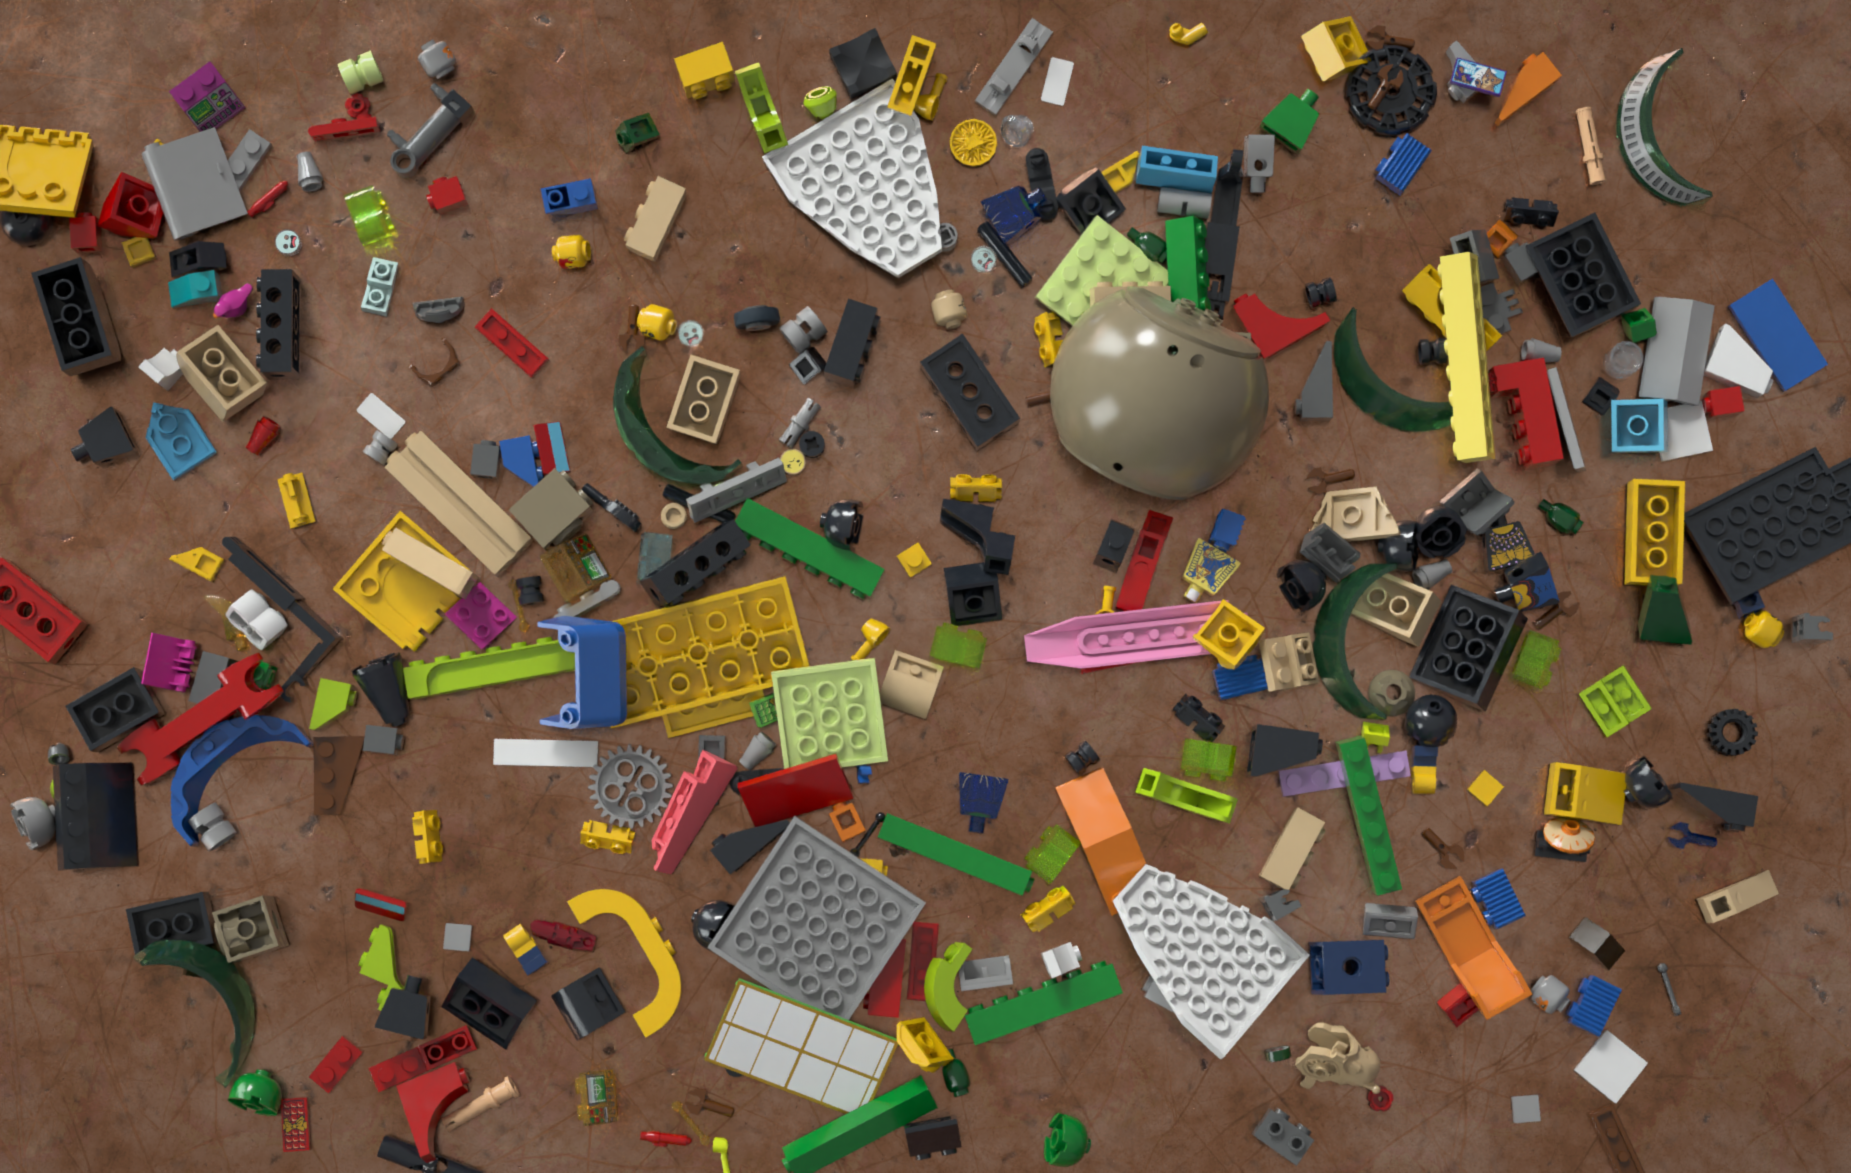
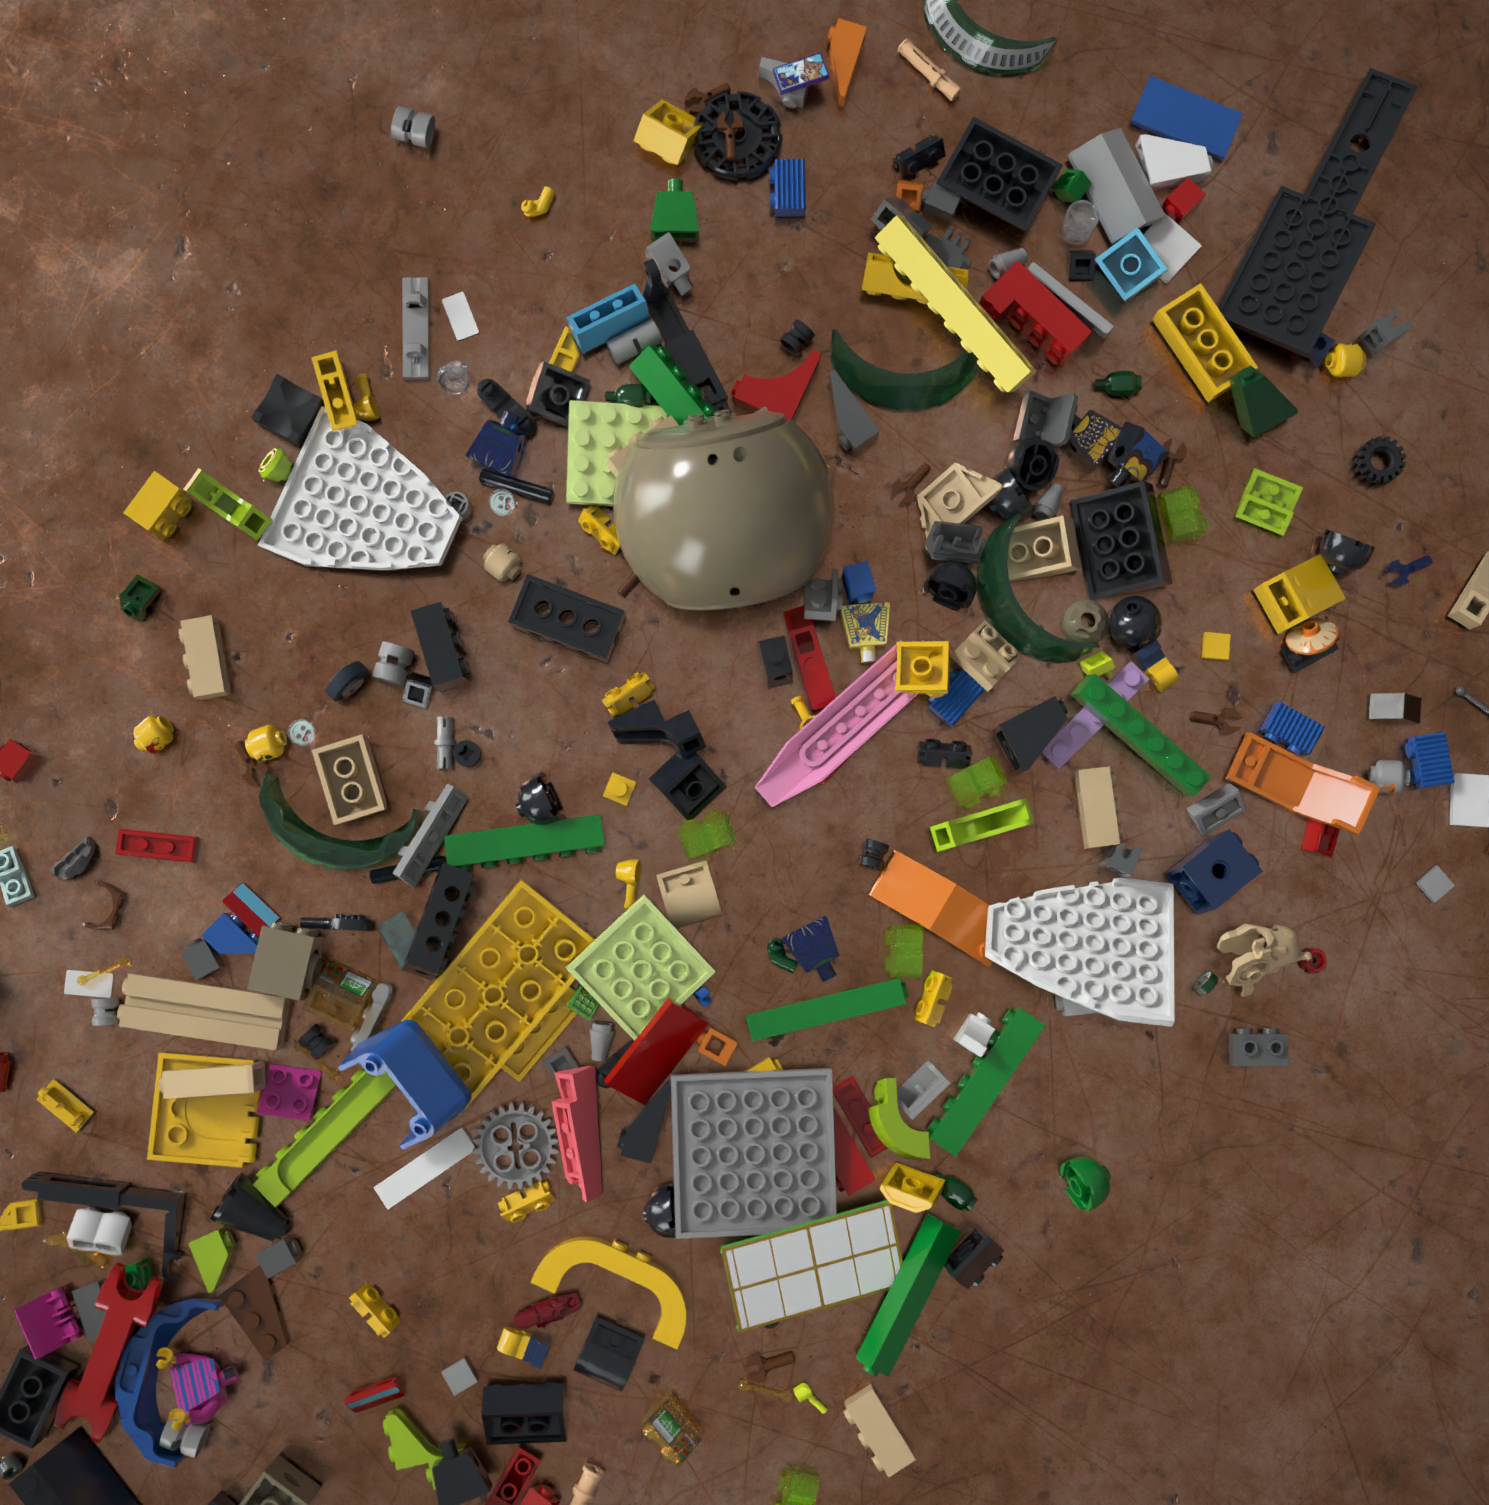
camera: 35 degrees left, 0 degrees up
(250, 794) = (197, 1386): none -> torso
(421, 417) = (123, 961): none -> clear yellow hinge
(570, 198) = (120, 690): blue slope -> none
(664, 1139) = (752, 1421): red piece -> none
(673, 516) = (394, 893): tan tile -> none
(793, 461) = (461, 778): light yellow tile -> none
(880, 817) = (741, 1066): black hinge -> none
(946, 786) = (778, 956): none -> dark green arm
(973, 142) = (426, 413): yellow wheel -> none
(1188, 520) = (823, 598): none -> light grey bracket
(1432, 351) = (921, 322): black wheel -> none
(1722, 807) = (1420, 525): black slope -> none

